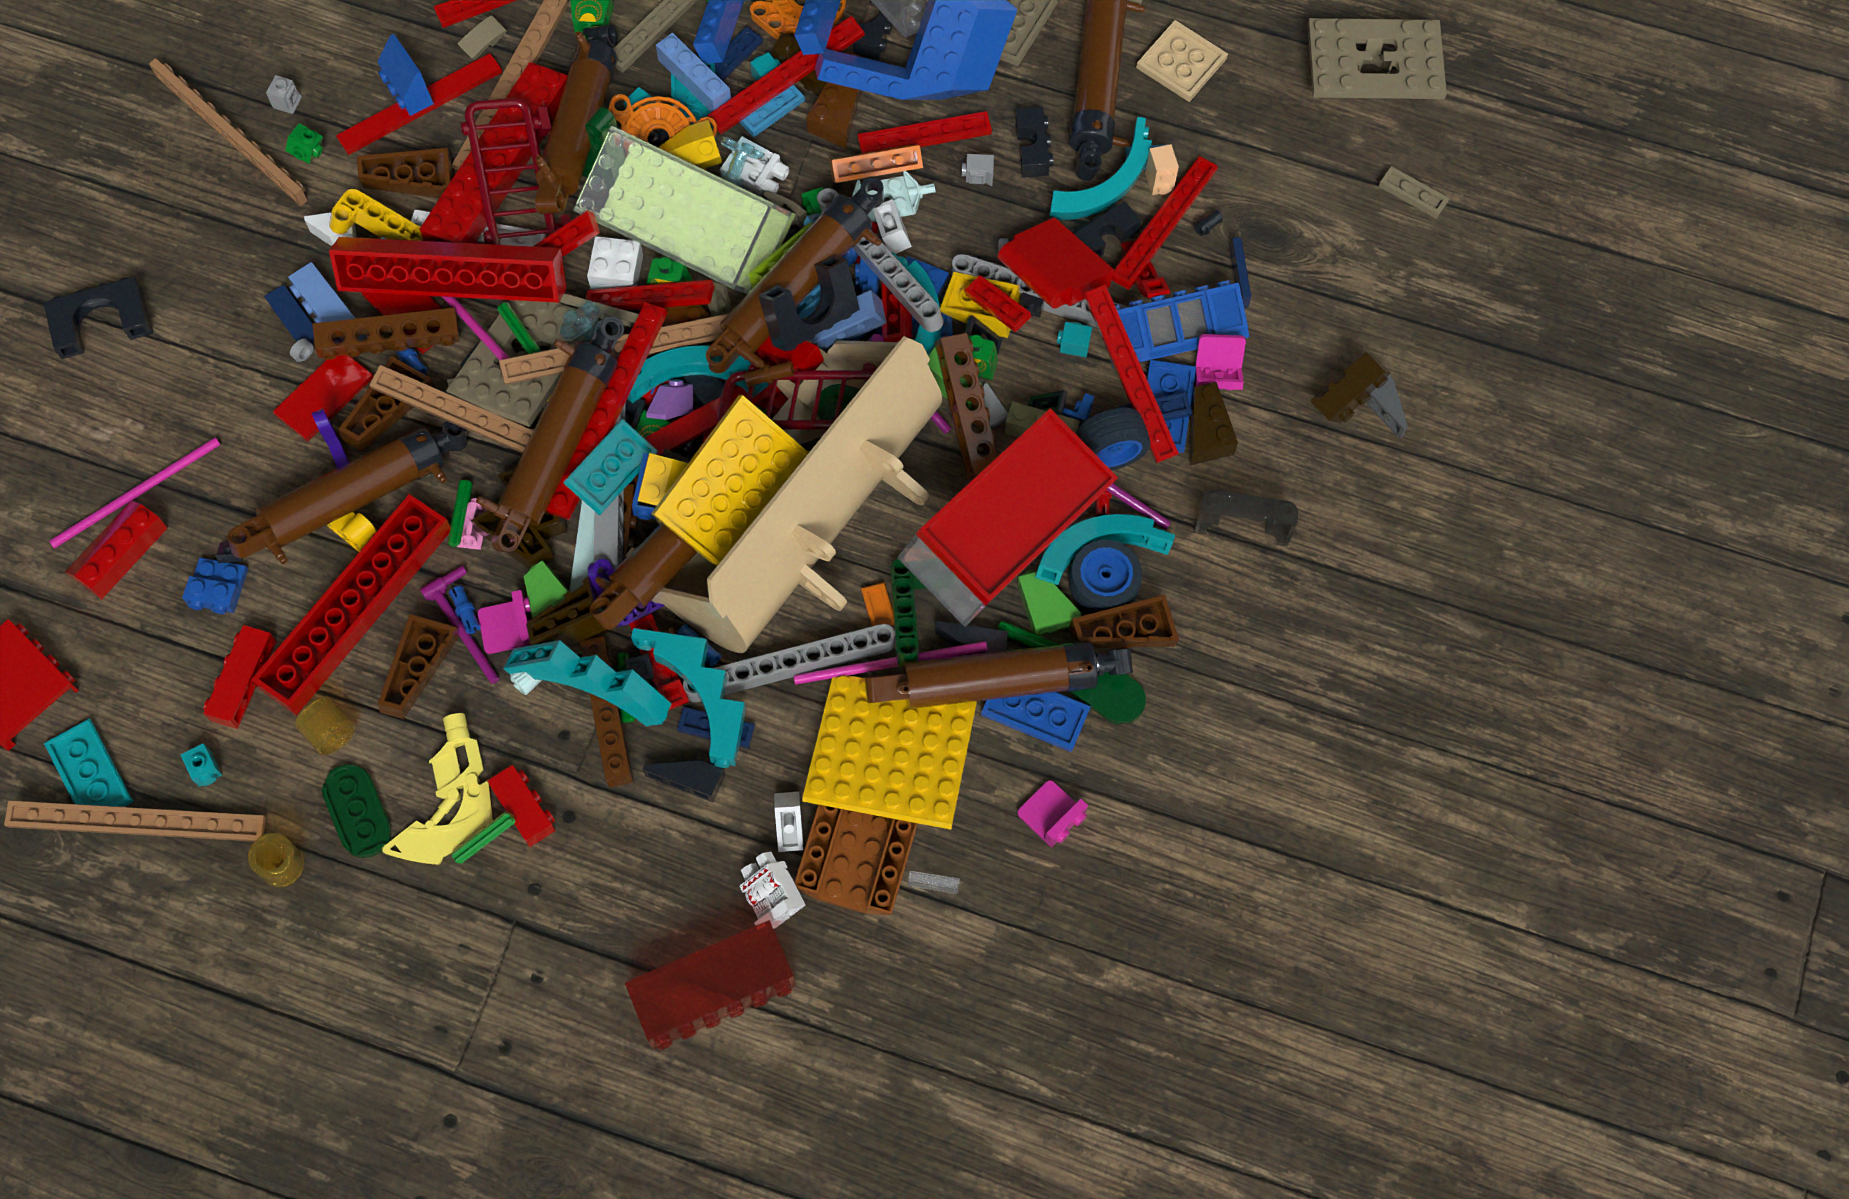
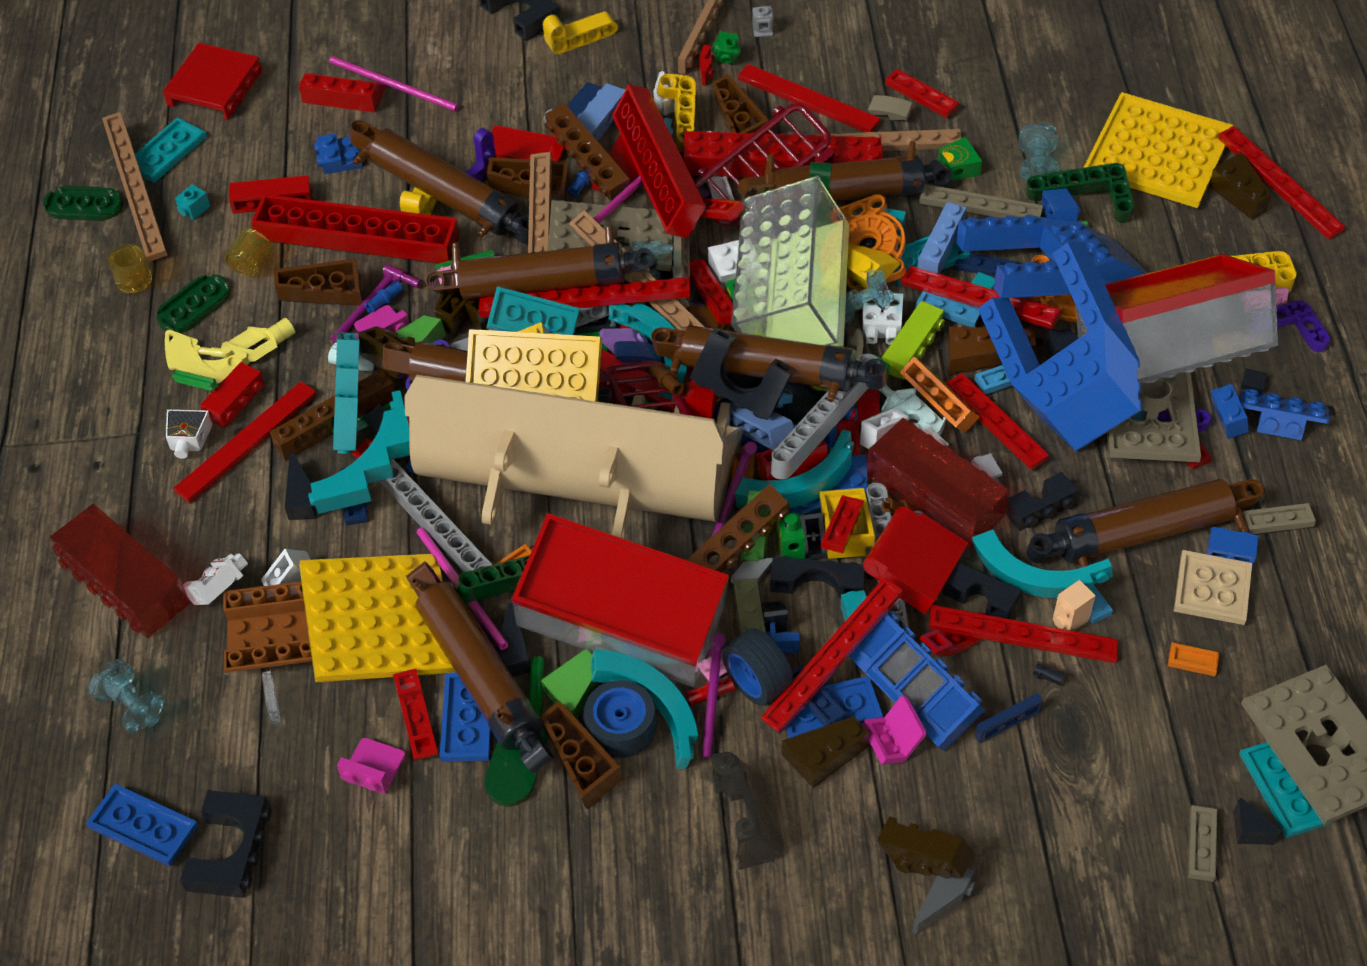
camera: 70 degrees right, 15 degrees down
(121, 890) = (83, 203): none -> dark green tile
(180, 291) = (578, 33): none -> yellow beam
(315, 175) = (706, 61): none -> red slope
(403, 77) = (818, 76): blue slope -> none
(518, 328) = (629, 218): green axle -> none
(546, 868) = (187, 430): none -> torso
(589, 813) = (244, 442): none -> red tile
(696, 393) = (633, 351): none -> dark blue slope
(803, 163) = (914, 337): none -> lime brick
(866, 1022) = (116, 686): none -> clear light blue piece
(876, 111) = (992, 379): none -> dark azure plate
(977, 210) = (937, 481): none -> clear red brick
(990, 252) = (892, 505): none -> reddish brown pin
(1016, 757) = (415, 714): none -> red slope
(1023, 1048) = (142, 825): none -> blue plate
(1039, 334) = (790, 573): none -> black arch
(1061, 942) = (233, 874): none -> black arch
(1150, 25) = (1232, 545): none -> blue brick
(1241, 112) = (1193, 659): none -> orange tile
(1387, 114) = (1280, 791): none -> teal tile
(1413, 150) = (1253, 826): none -> black slope

